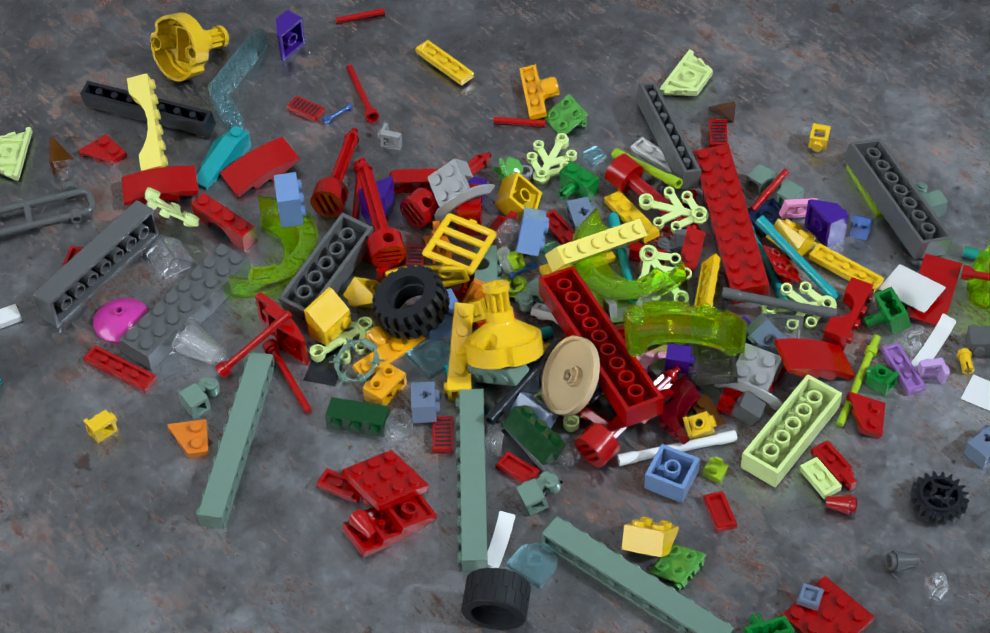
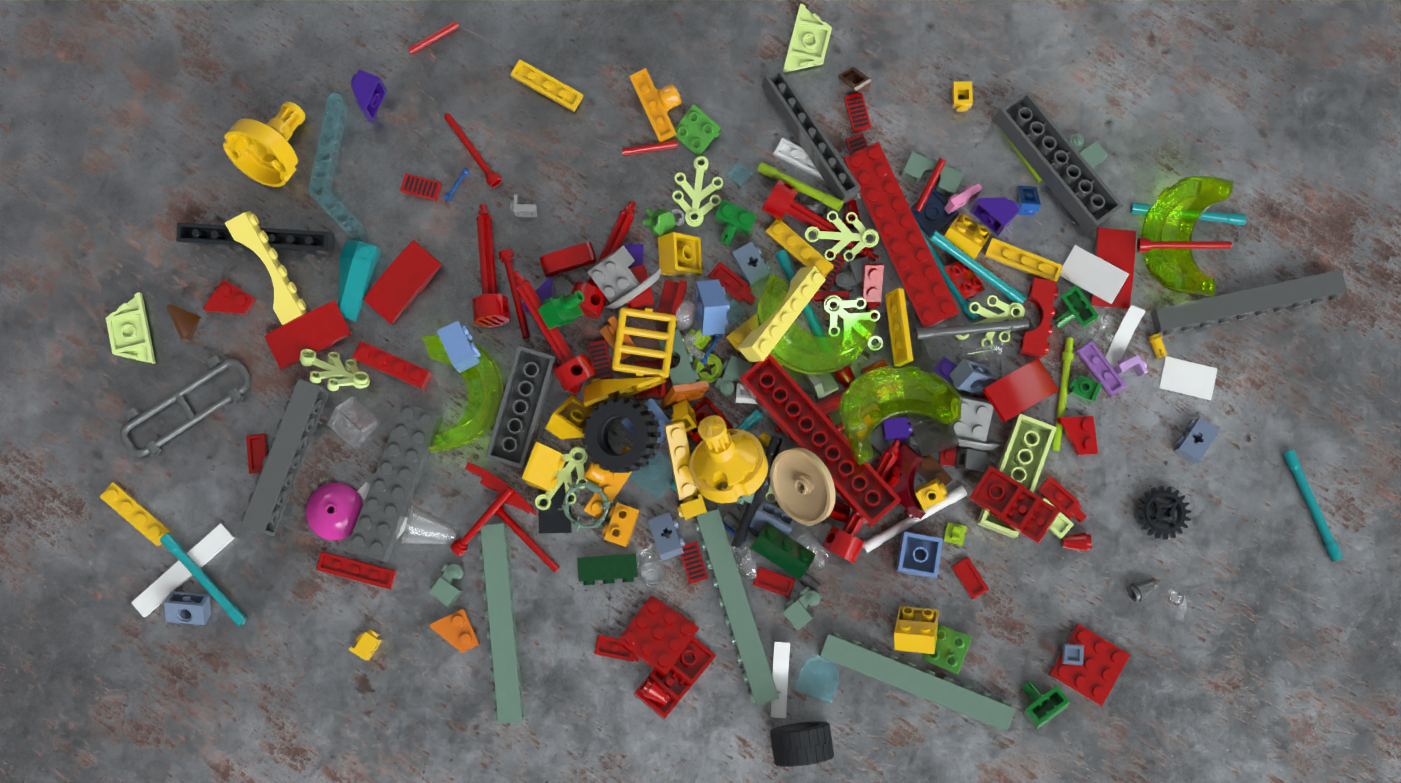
camera: 15 degrees left, 30 degrees up
(393, 196) = (561, 309): none -> green brick
(781, 443) = (1014, 504): none -> red slope

